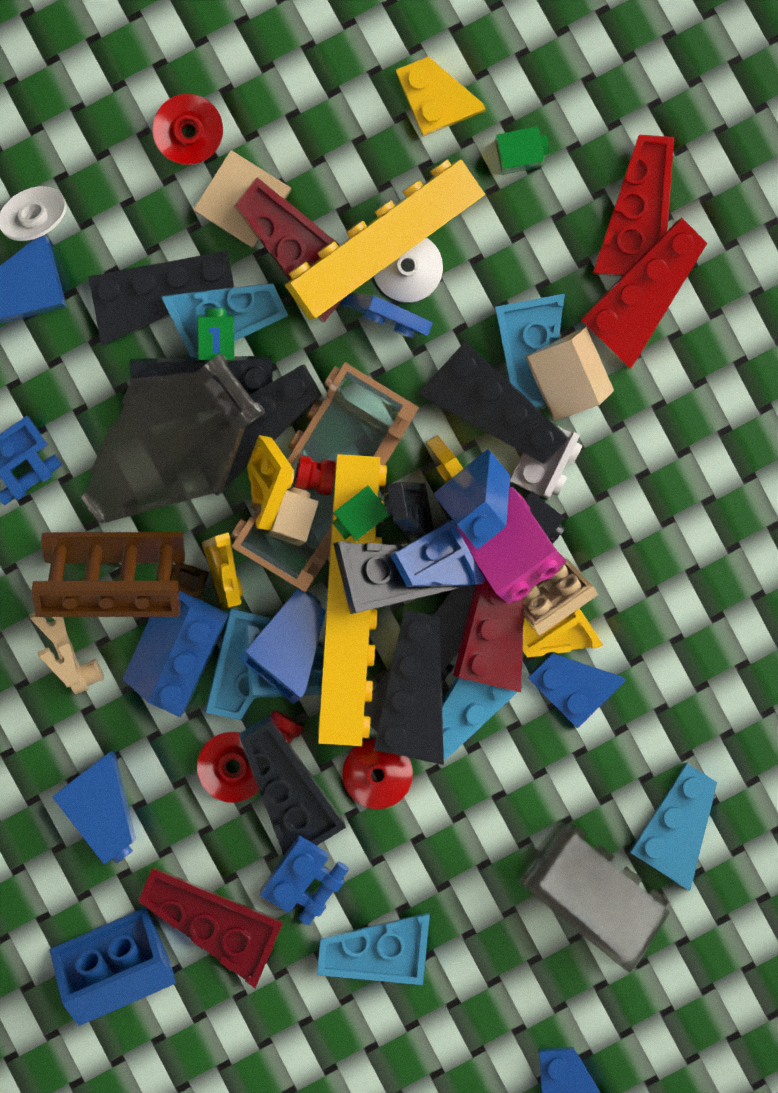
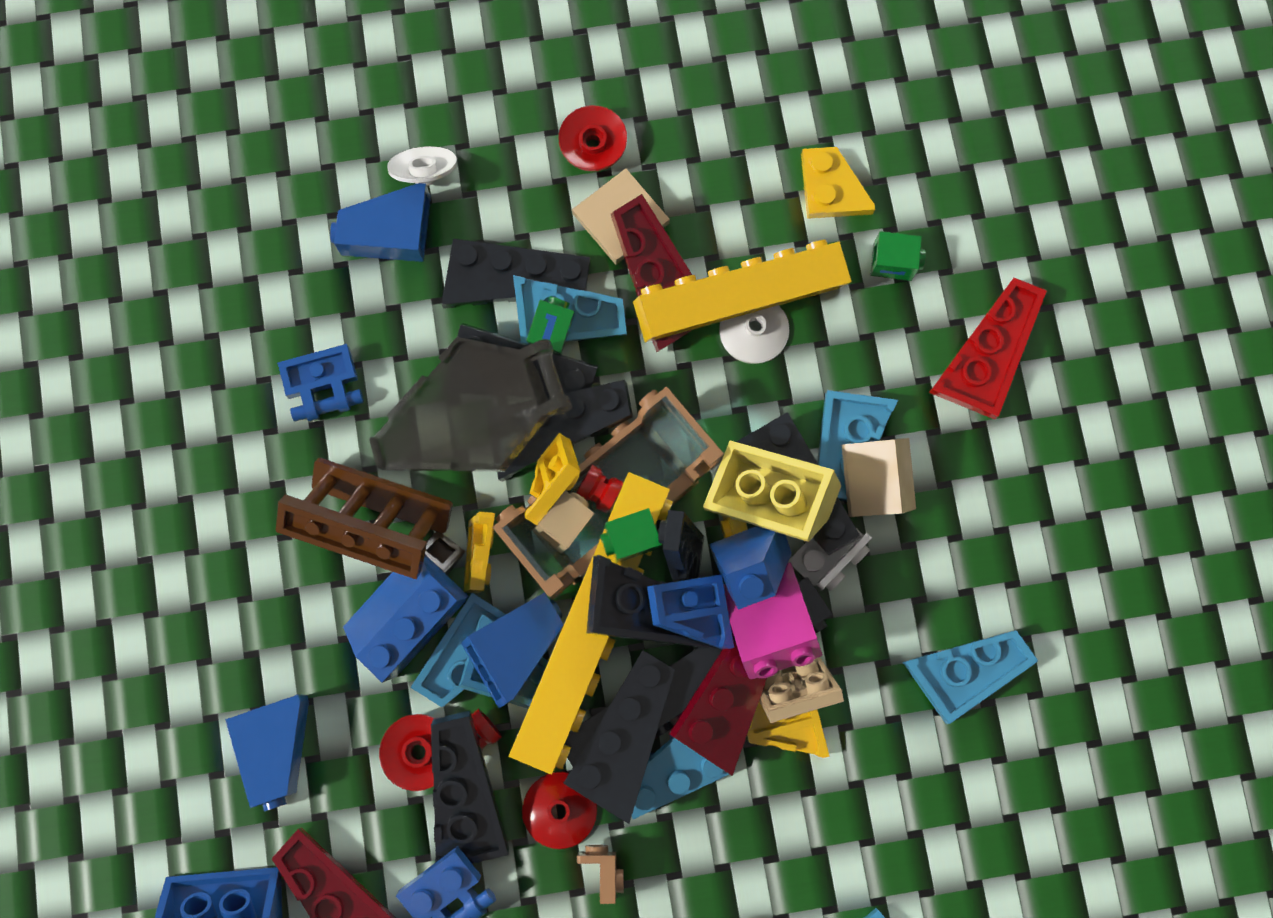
camera: 20 degrees right, 10 degrees down
(67, 667) = (291, 593): tan piece -> none
(383, 311) = (722, 361): blue wing -> none
(443, 816) = (610, 878): none -> medium nougat bracket
(474, 428) = (773, 491): none -> light yellow slope
(574, 686) = (787, 789): blue wing -> none
(640, 298) = (970, 428): red wing -> none
(708, 526) = (970, 673): none -> dark azure wing

